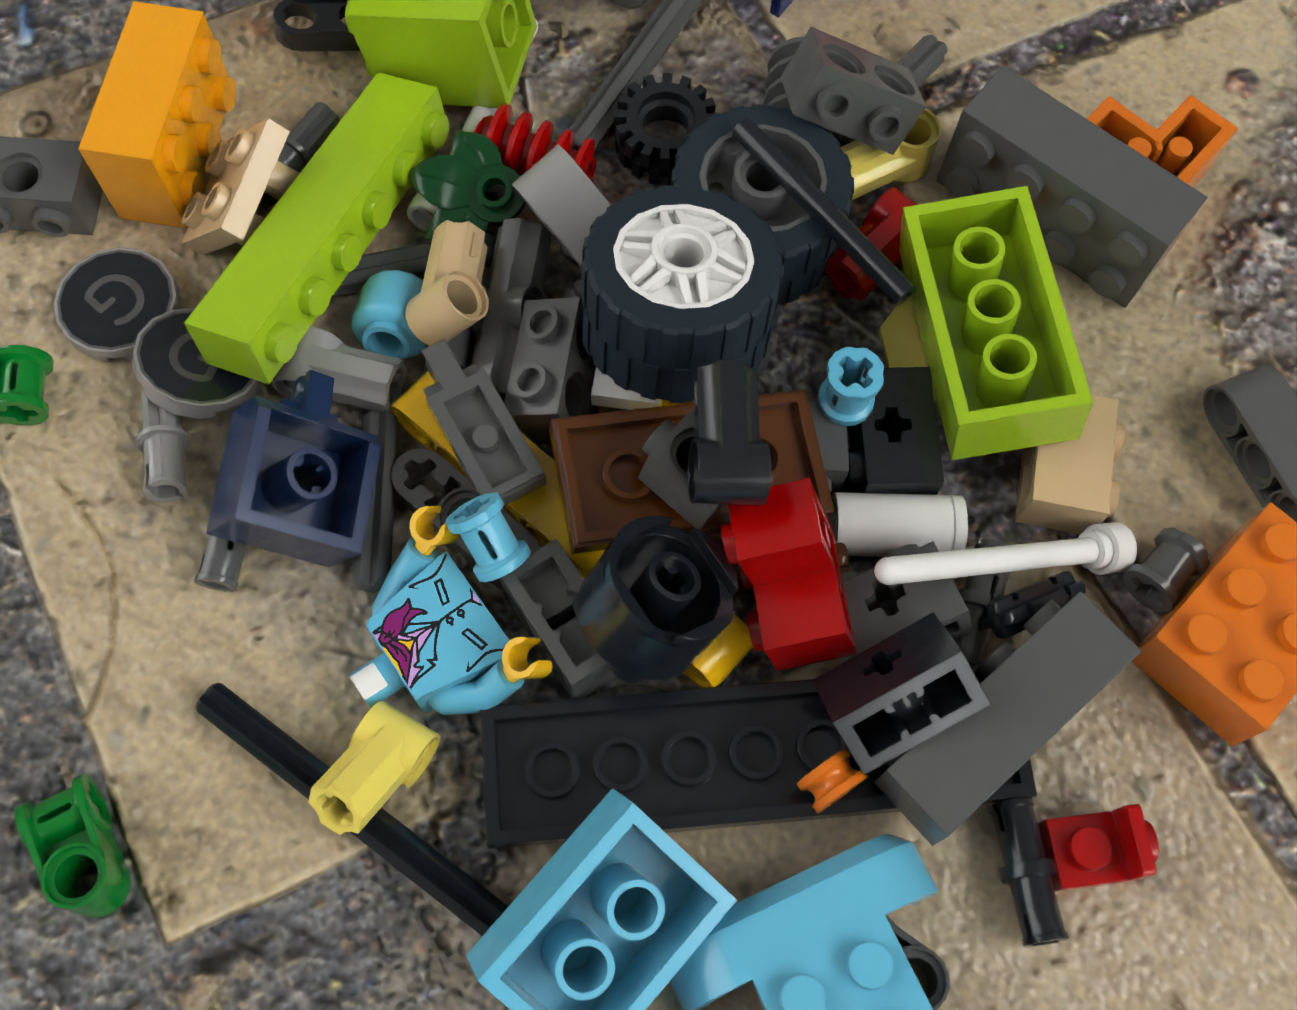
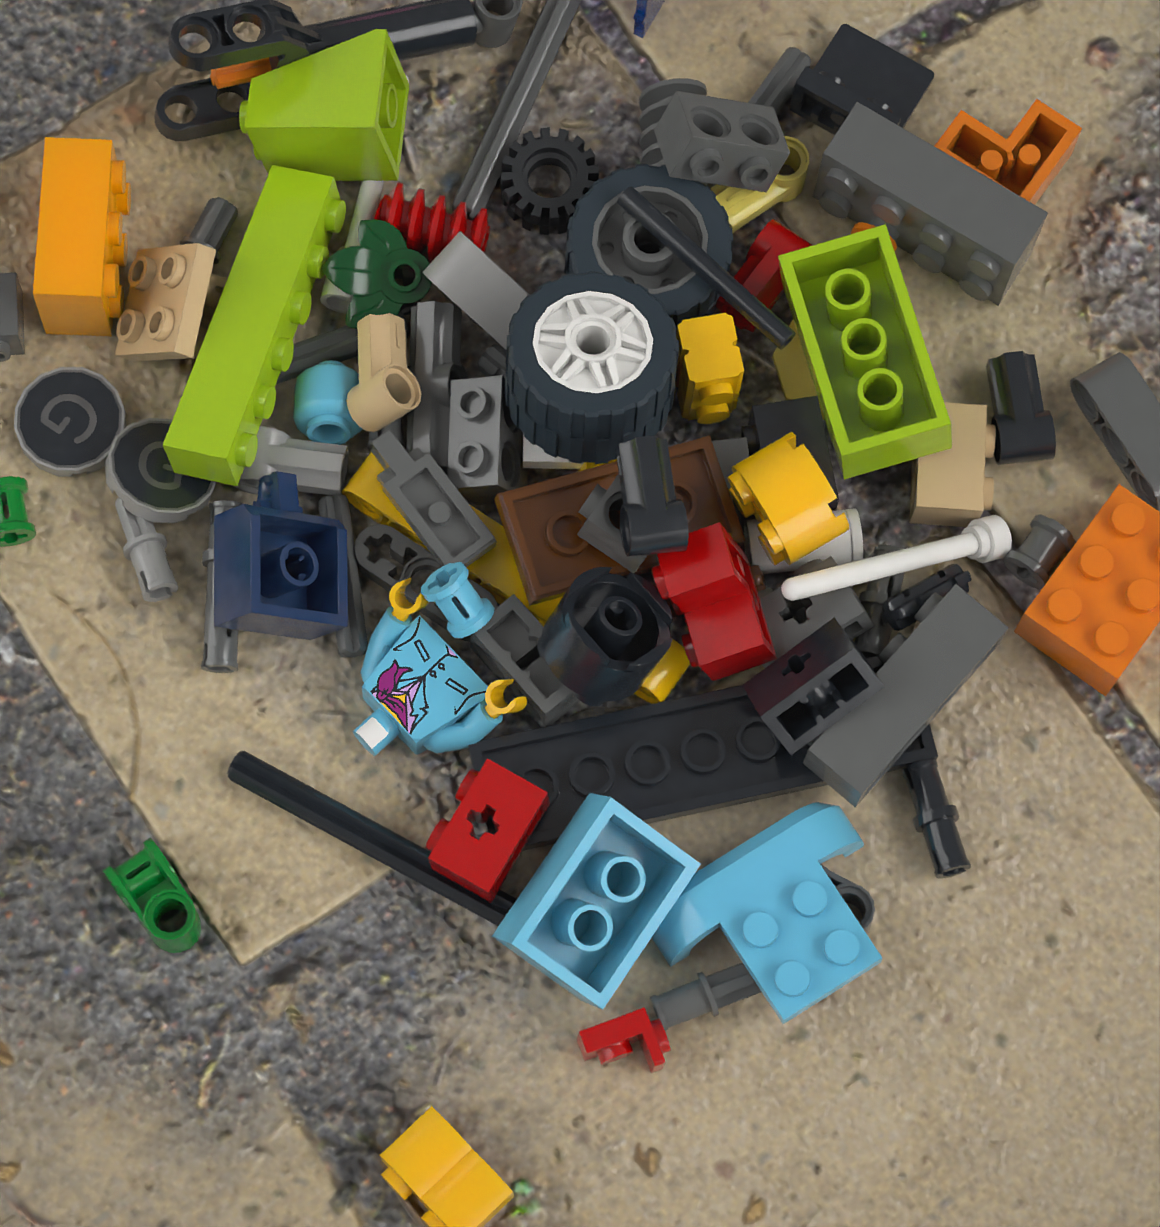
camera: 10 degrees left, 5 degrees up
(381, 756) = (392, 795): light yellow piece -> none
(466, 856) = (486, 862): none -> red brick
(810, 319) = (708, 368): none -> yellow brick
(831, 780) = (766, 764): orange bush -> none
(846, 382) = (745, 411): medium azure bush -> none
(891, 468) = (788, 500): none -> yellow brick
(964, 69) = (862, 72): none -> black bracket
(1100, 848) = (993, 793): red bracket -> none
(1148, 410) = (1021, 424): none -> black piece

